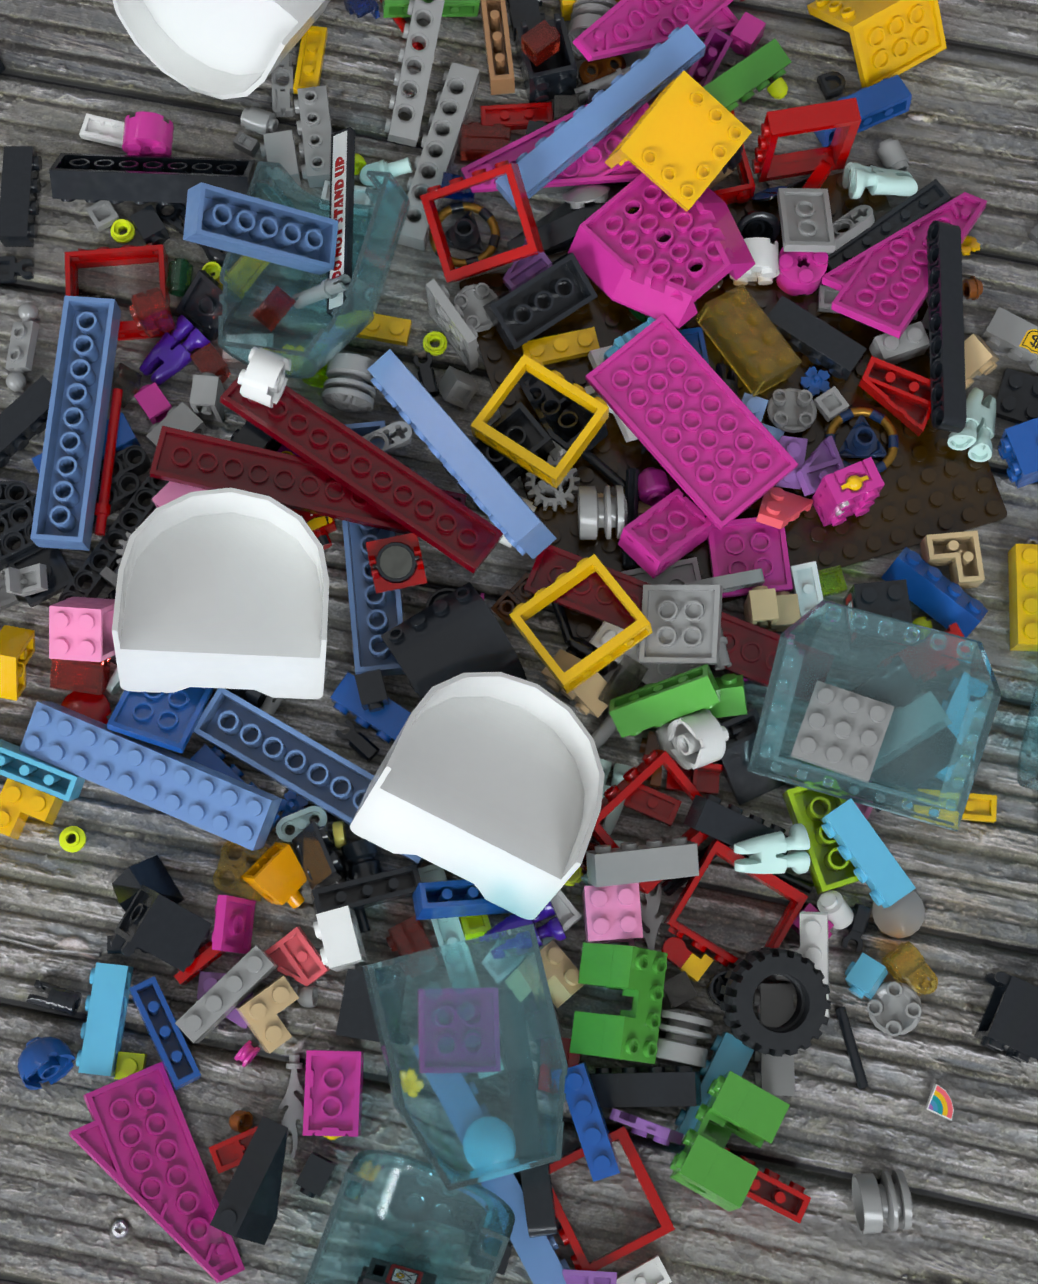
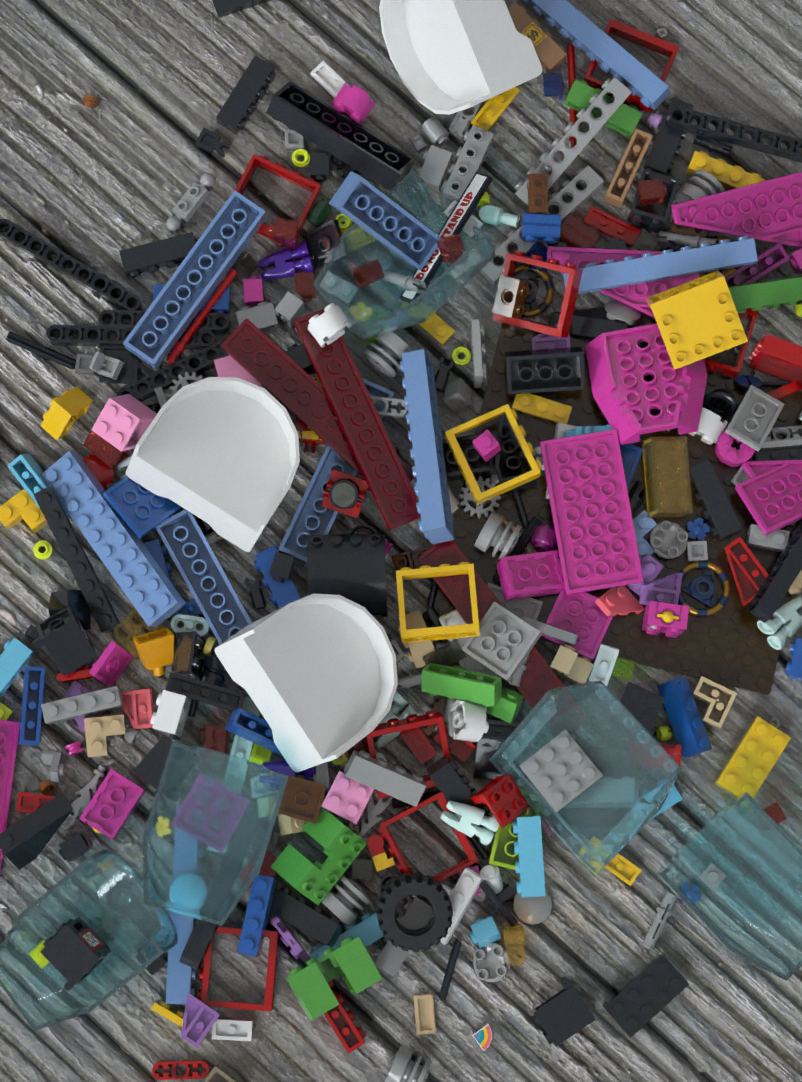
camera: 35 degrees right, 5 degrees up
(119, 823) = (76, 558): none -> black plate
(231, 1081) = (57, 766): none -> light grey bracket
(353, 223) = (451, 248): none -> clear red brick
(415, 116) = (537, 193): none -> reddish brown brick
(440, 151) = (541, 227): none -> blue brick
(443, 229) = (503, 303): none -> brick
(471, 302) = (499, 343): light grey dish -> none
(529, 409) = (486, 445): none -> dark pink brick
(563, 946) = (302, 799): none -> reddish brown plate
(794, 804) = (502, 799): none -> red bracket
(855, 1118) = (424, 1014): none -> tan tile
(861, 933) = (498, 903): none -> black bar

